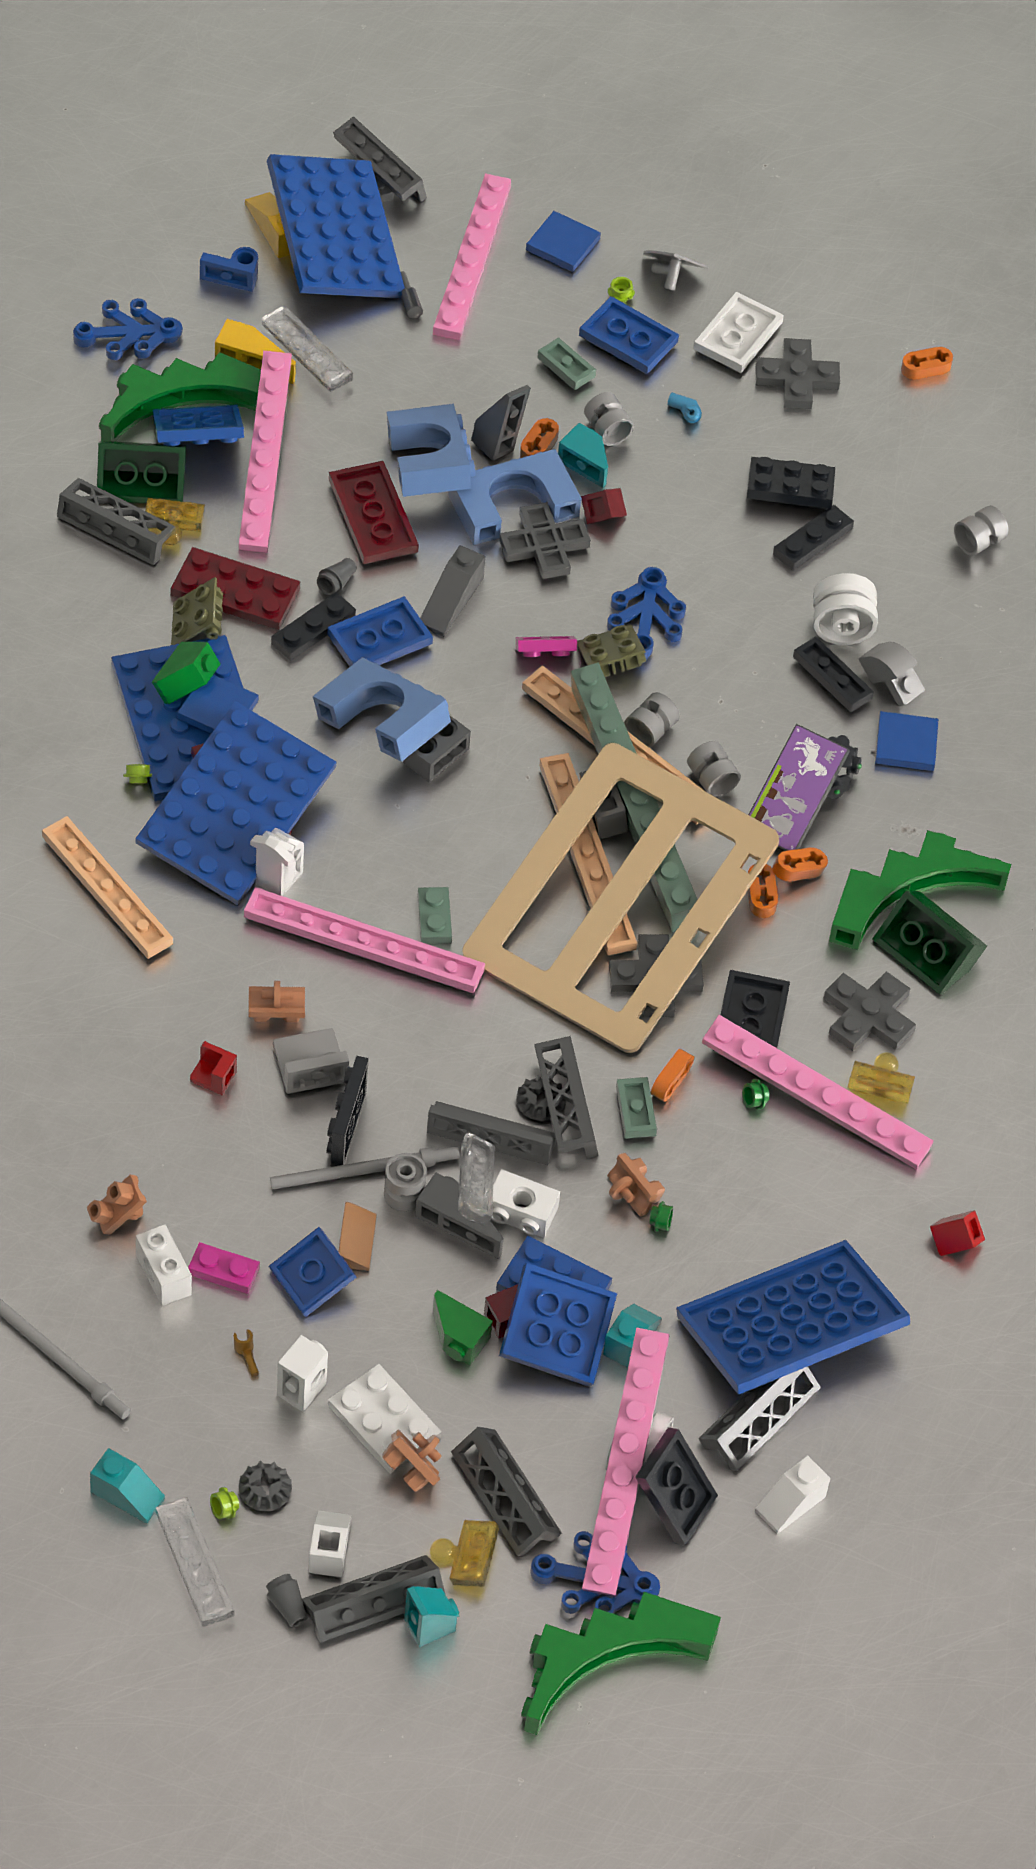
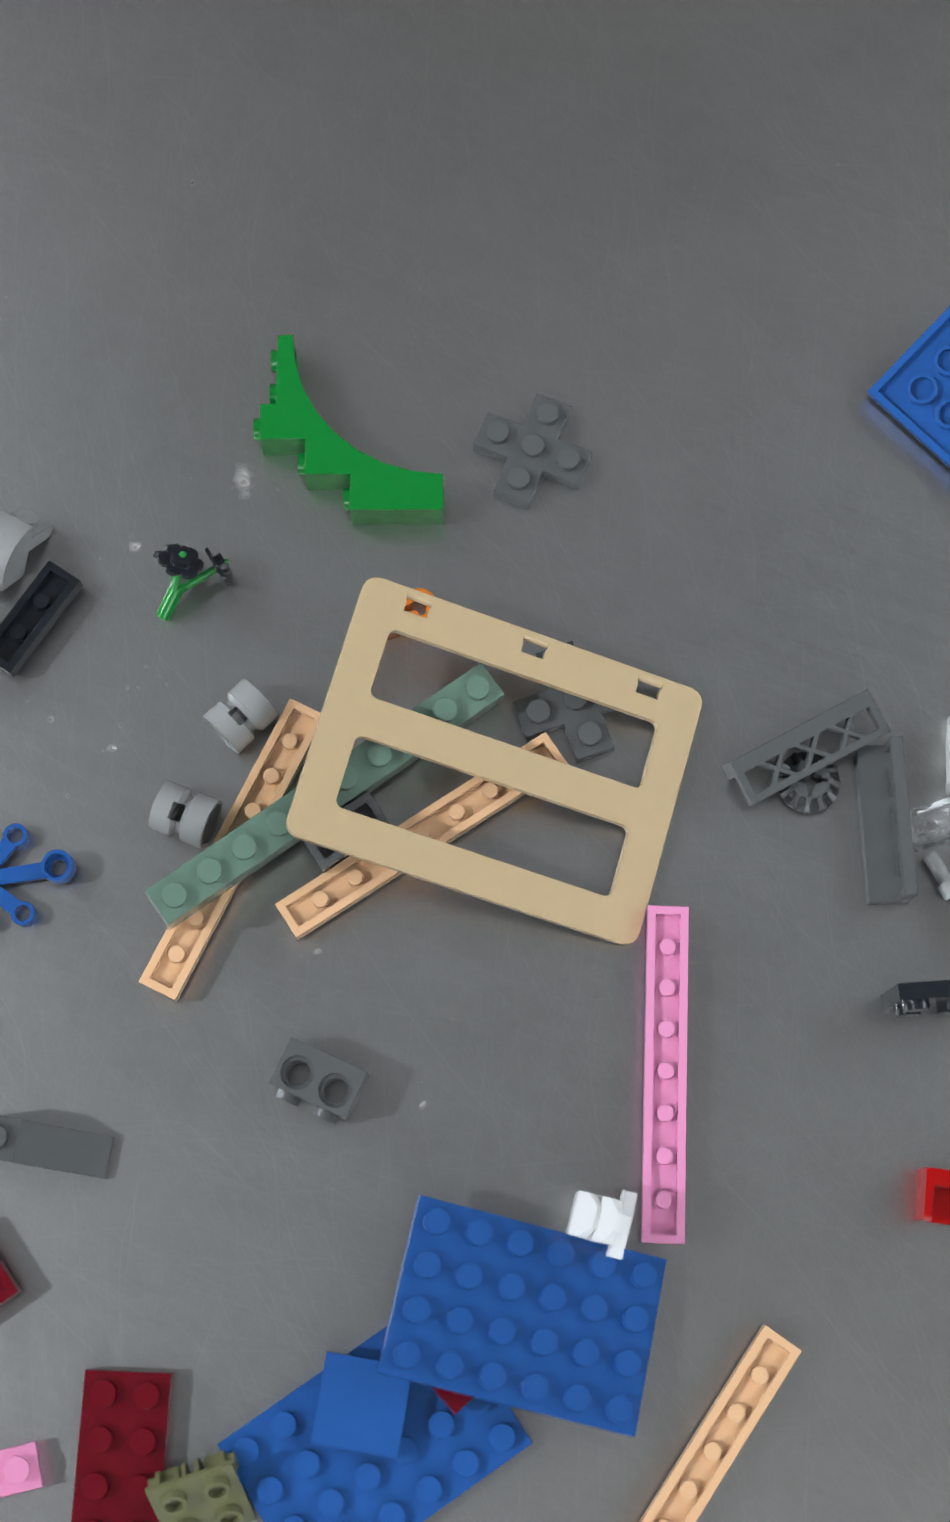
camera: 100 degrees left, 20 degrees up
(137, 773) = (505, 1481): lime plate -> none
(185, 670) = (327, 1472): green slope -> none
(276, 1003) = (815, 1147): nougat hips -> none
(310, 1060) = (876, 1075): light grey bracket -> none
(312, 626) = (156, 1324): black plate -> none
(336, 576) = (61, 1320): dark grey cone -> none
(369, 684) = (250, 1206): medium blue arch -> none
(381, 633) = (148, 1222): blue plate -> none
(434, 915) = (586, 996): sand green plate -> none
(557, 644) = (96, 990): dark pink plate -> none
(613, 646) = (78, 902): olive hinge -> none
(630, 1183) = (897, 641): nougat hips -> none
(636, 1107) = (781, 666): sand green plate -> none
(661, 1216) = (919, 595): green plate -> none
(672, 1075) = (720, 638): orange beam -> none
(755, 1094) = (706, 540): green plate -> none
(756, 1004) = (597, 573): black plate -> none
(798, 785) = (250, 602): medium lavender tile -> none
(798, 860) = (346, 581): orange beam -> none
(817, 1092) = (680, 475): bright pink plate -> none
(882, 1079) = (633, 410): clear yellow plate -> none
(906, 741) = (108, 509): blue tile -> none
(929, 941) = (413, 404): dark green slope -> none
(957, 1233) = (806, 282): red panel -> none

